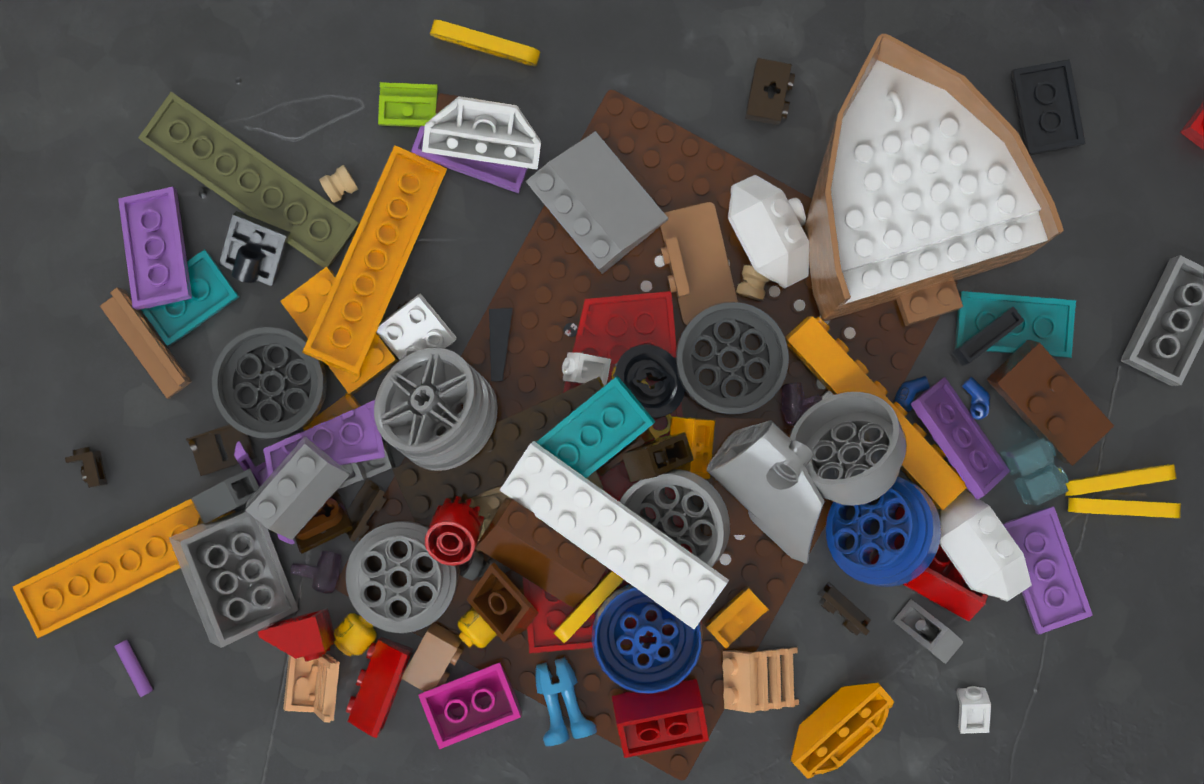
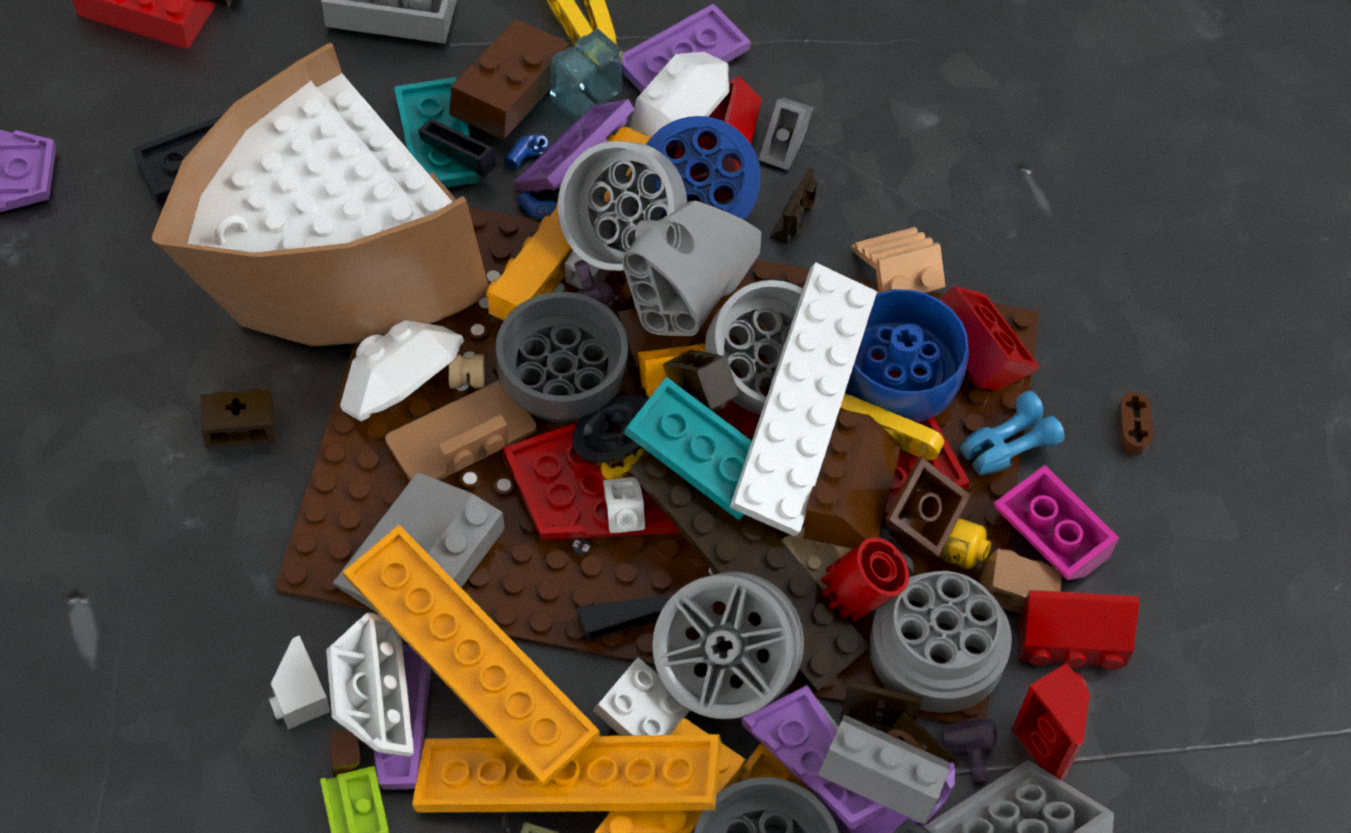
camera: 110 degrees left, 30 degrees down
(312, 686) = (1114, 699): light nougat plate -> none
(354, 635) = (1023, 673): yellow head -> none
(483, 211) = (472, 655): none -> light orange plate
(485, 43) = (251, 741): yellow beam -> none
(516, 85) = (297, 688): none -> white slope
(840, 728) = (913, 181): light orange wedge -> none
(973, 710) = (848, 75): white bracket -> none

